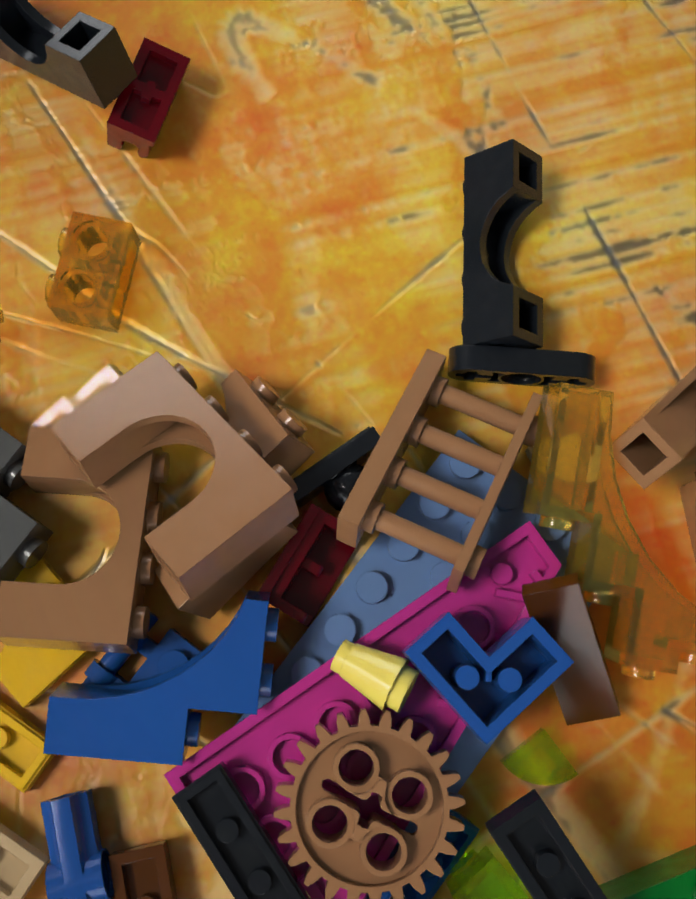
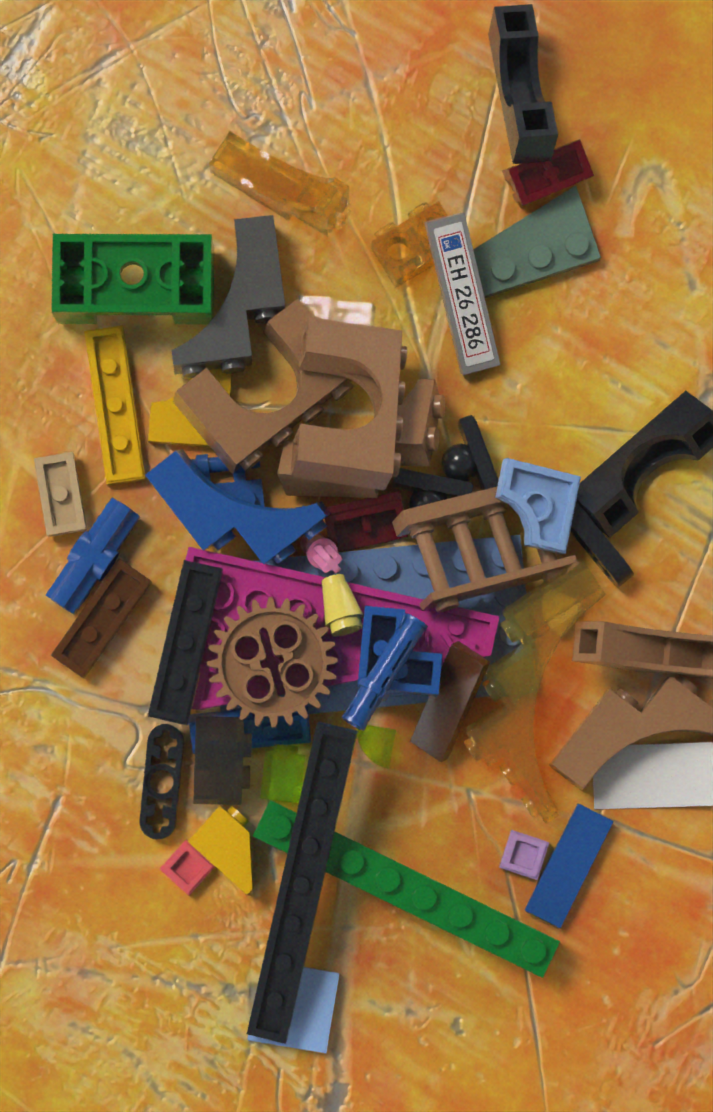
camera: 45 degrees right, 5 degrees up
(178, 268) = (462, 293): none -> tile
(201, 185) = (538, 246): none -> sand green wing
(303, 639) = (321, 553): none -> bright pink axle
(342, 405) = (471, 458): none -> black tile
(451, 374) = (542, 500): none -> light blue tile
(503, 708) = (379, 680): none -> blue pin

